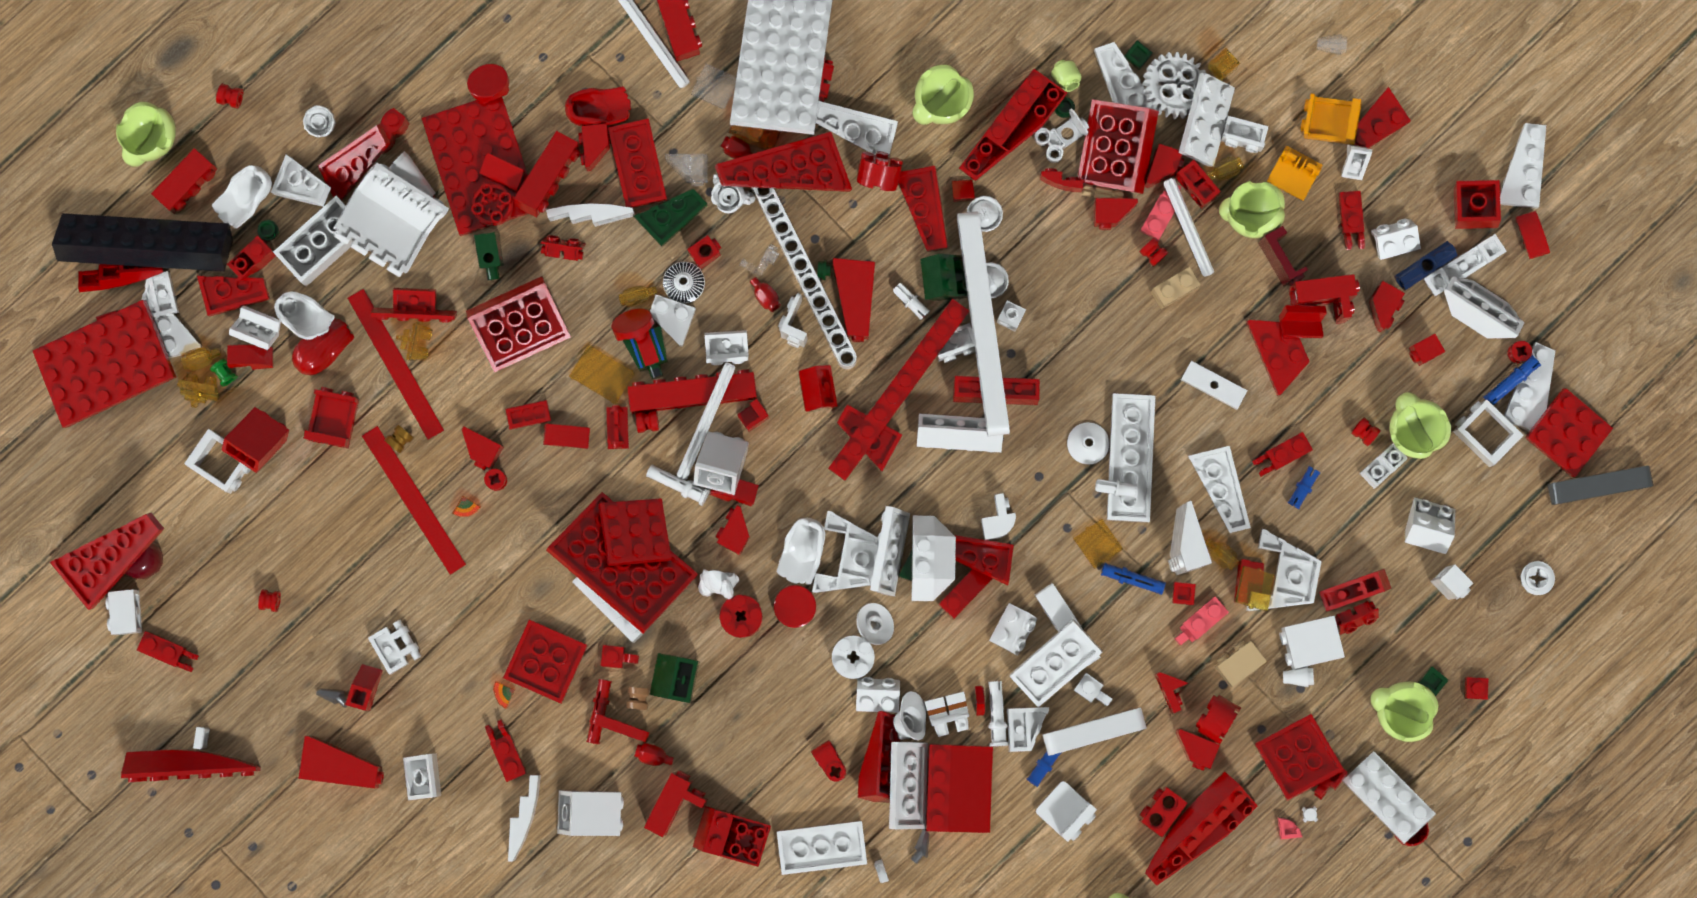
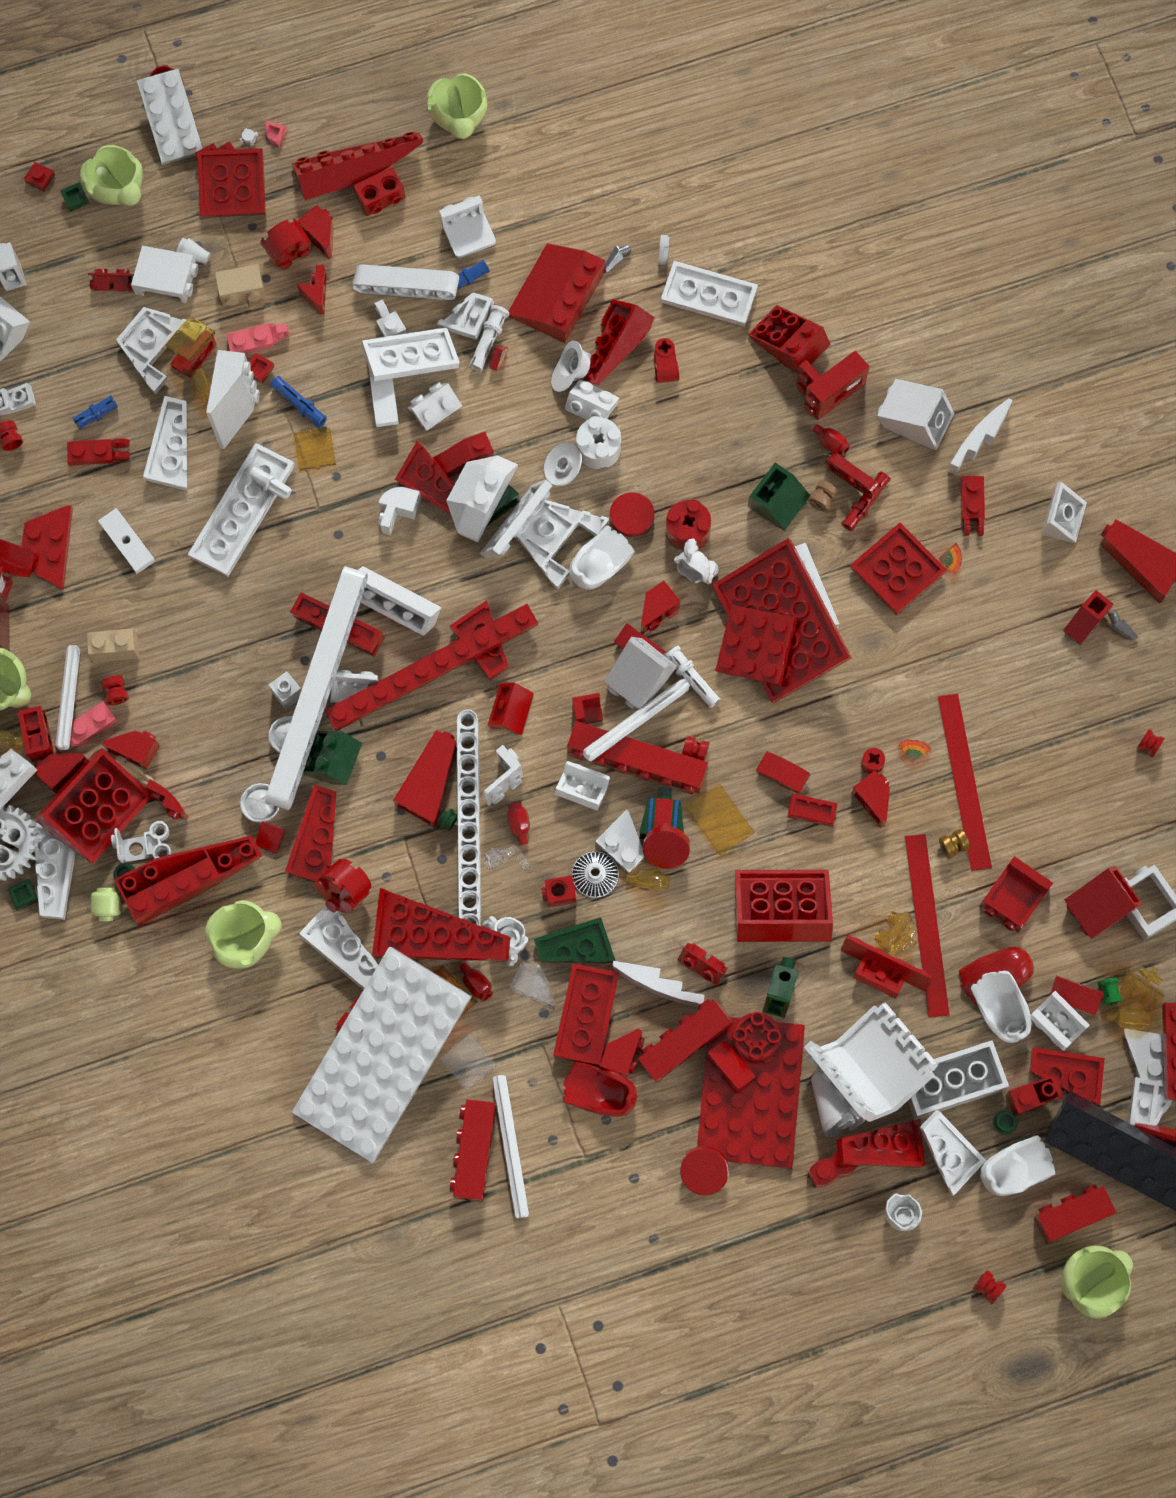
camera: 155 degrees left, 10 degrees down
(388, 649) = (1049, 645): white plate -> none
(614, 657) = (827, 544): red plate -> none
(617, 427) = (728, 758): red hinge -> none
(908, 785) = (603, 307): white plate -> none
(911, 301) = (376, 750): white axle -> none
(957, 712) = (524, 354): white hips -> none
(1088, 454) = (279, 552): white dish -> none
(1355, 590) = (98, 302): red slope -> none

